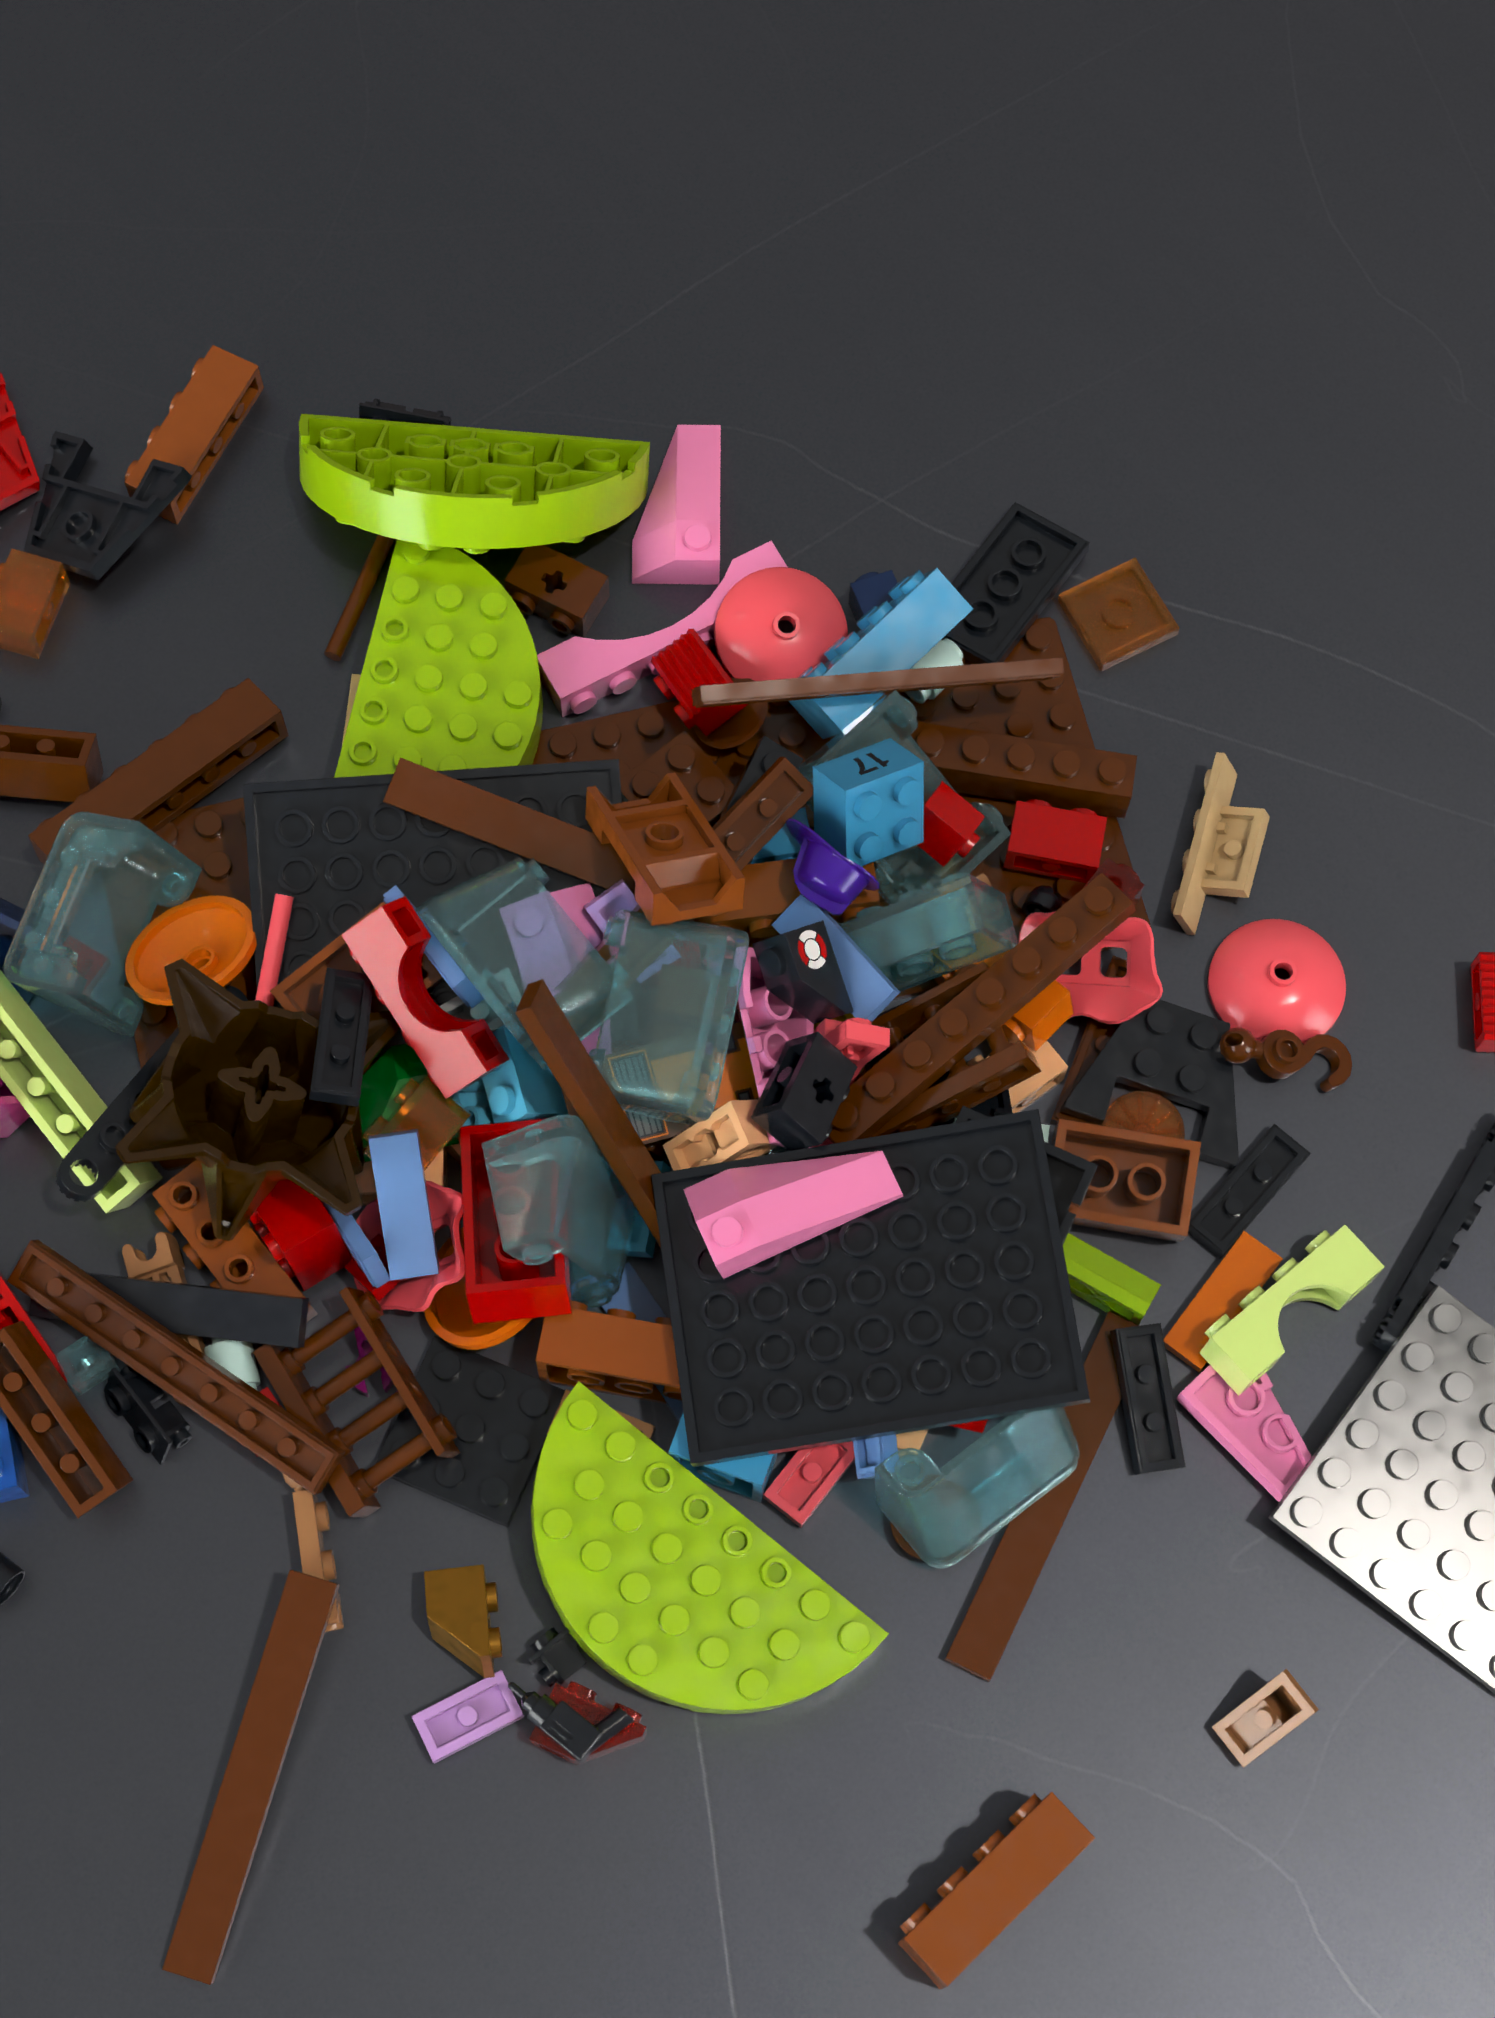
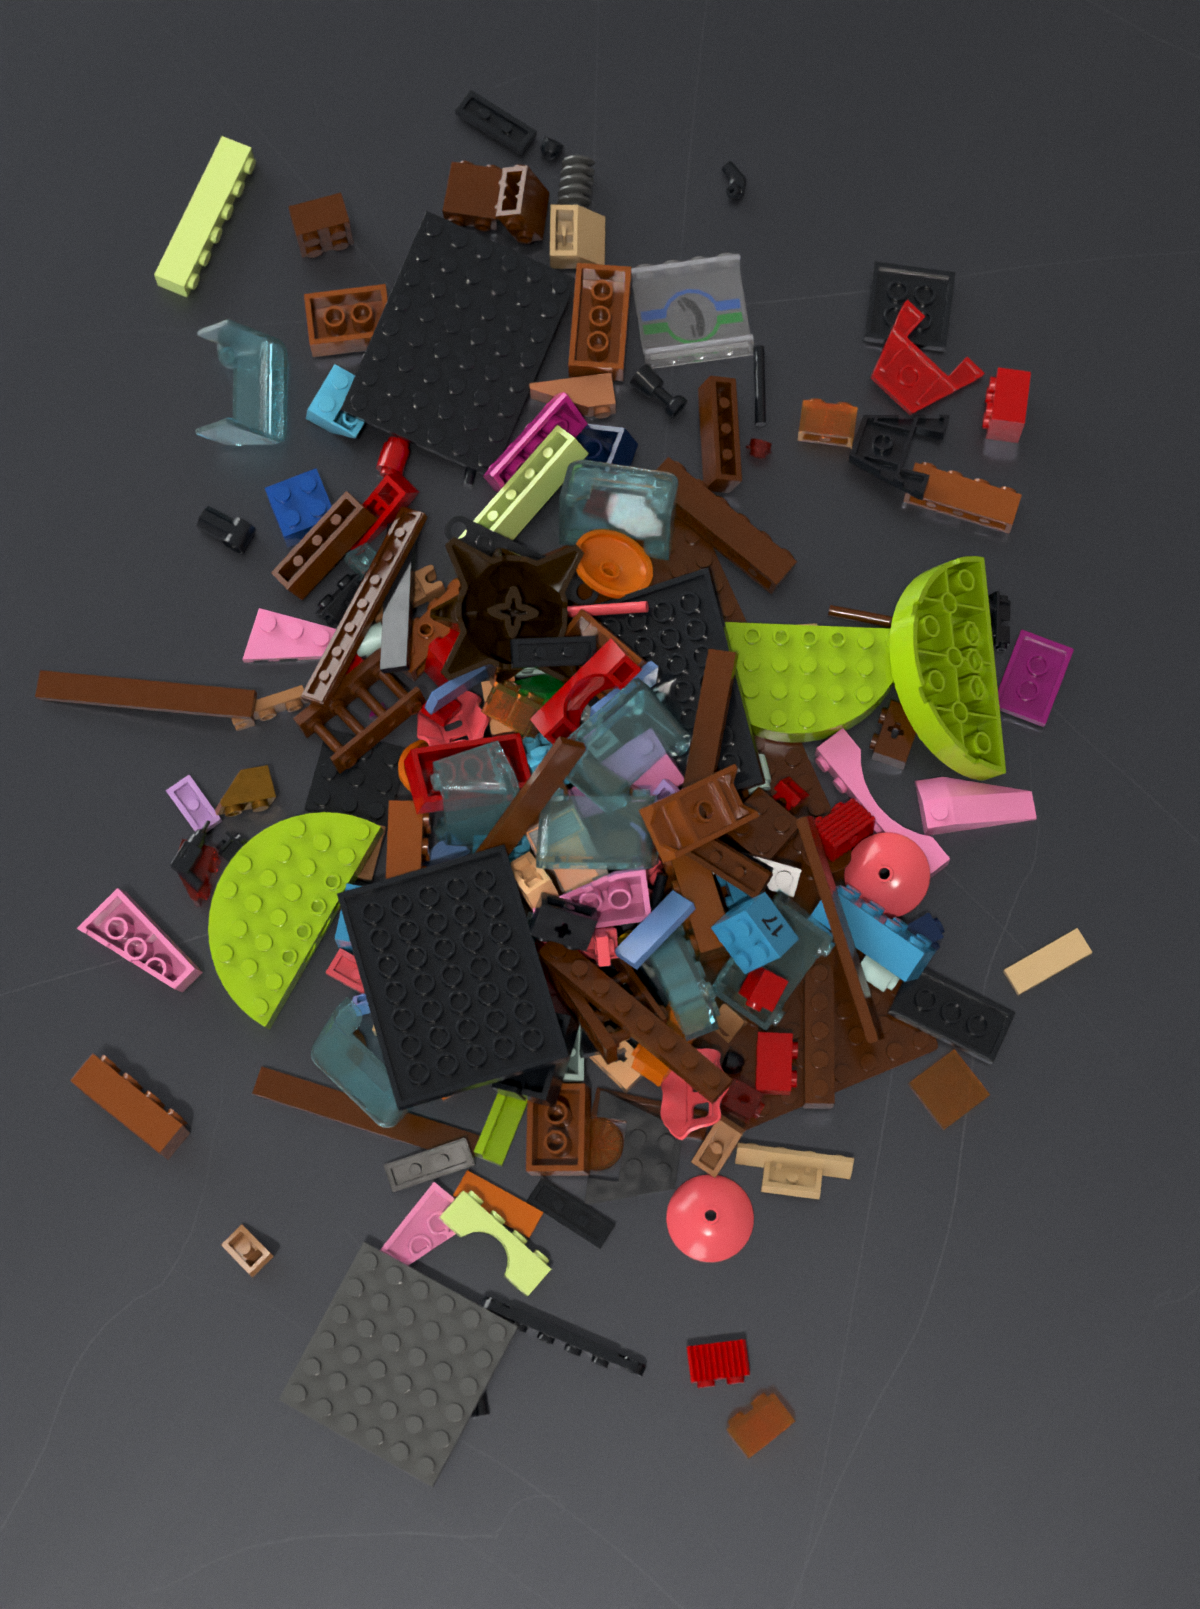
camera: 85 degrees right, 5 degrees up
(40, 711) = (759, 448): none -> clear red plate
(63, 338) = (1006, 405): none -> red brick
(195, 1517) = (286, 637): none -> bright pink wing
(403, 1204) = (469, 710): medium blue tile -> none
(501, 386) = (1033, 677): none -> magenta plate
(626, 747) = (791, 792): none -> red tile
(690, 1847) = (136, 937): none -> bright pink wedge
(775, 1206) = (490, 913): bright pink wedge -> none
(804, 972) = (640, 908): black slope -> none
(825, 874) = (703, 912): dark purple piece -> none
(943, 448) = (1047, 961): none -> tan tile
(1178, 950) = (718, 1146): none -> medium nougat slope
(1284, 1054) = (659, 1223): reddish brown piece -> none

